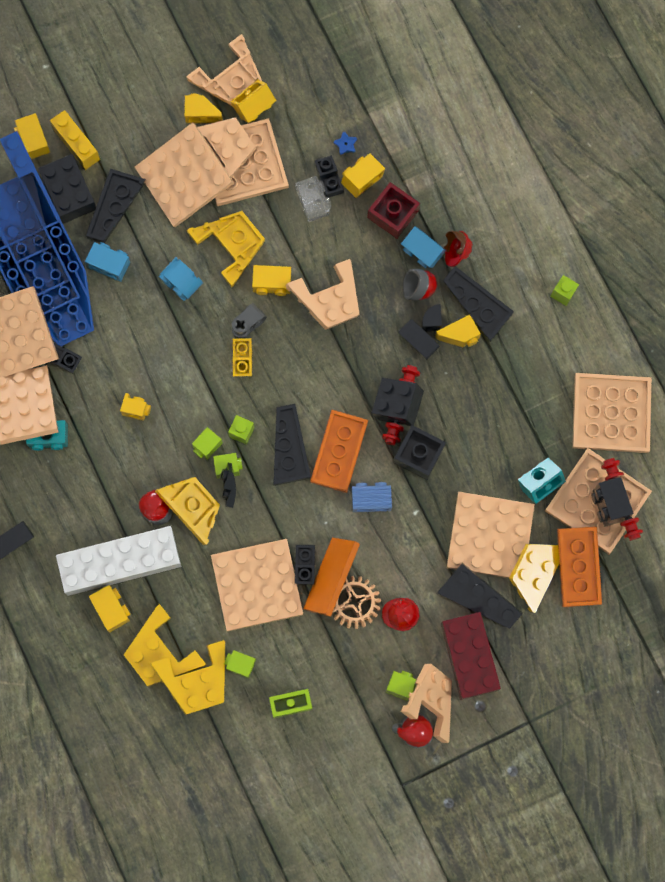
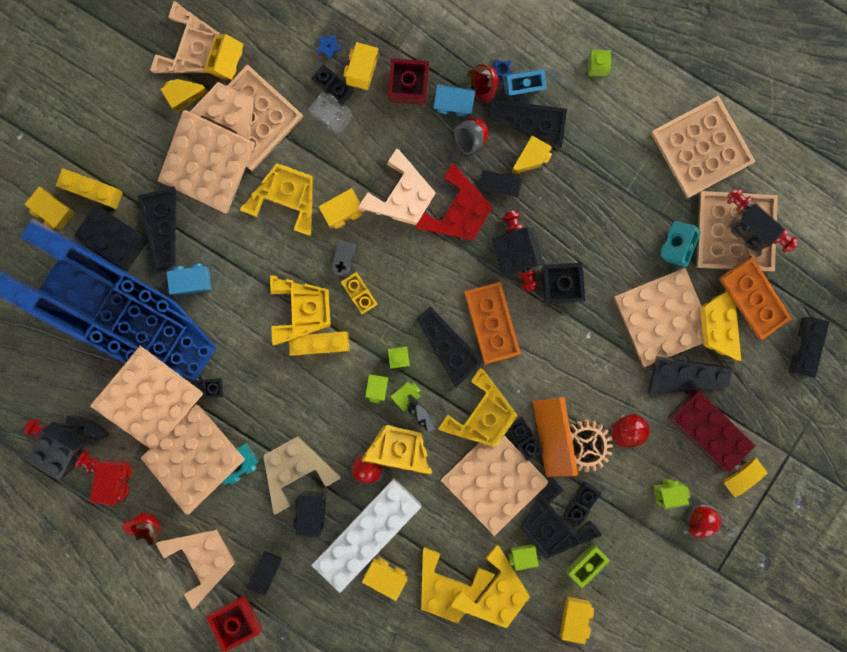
camera: 25 degrees left, 10 degrees up
(83, 511) = (310, 513): none -> black brick
(91, 463) = (290, 463): none -> tan wing
(135, 407) = (295, 394): yellow brick -> none
(181, 278) = (263, 257): dark azure brick -> none
(182, 377) = (319, 343): none -> yellow brick
(191, 343) = (309, 309): none -> yellow wing
(251, 747) = (576, 620): none -> yellow brick
(276, 654) = (549, 530): none -> black wing
(283, 527) = (488, 420): none -> yellow wing
(320, 651) = (582, 503): none -> black slope
(371, 498) = (546, 347): medium blue brick -> none
(374, 346) = (465, 213): none -> red wing
(432, 319) = (501, 158): black brick -> none
(434, 693) = (704, 486): light nougat wing -> none
(476, 715) = (745, 478): none -> yellow slope
(484, 248) = (502, 65): none -> blue plate
(491, 267) = (524, 81): none -> dark azure brick
(601, 636) = (813, 336): none -> black arch

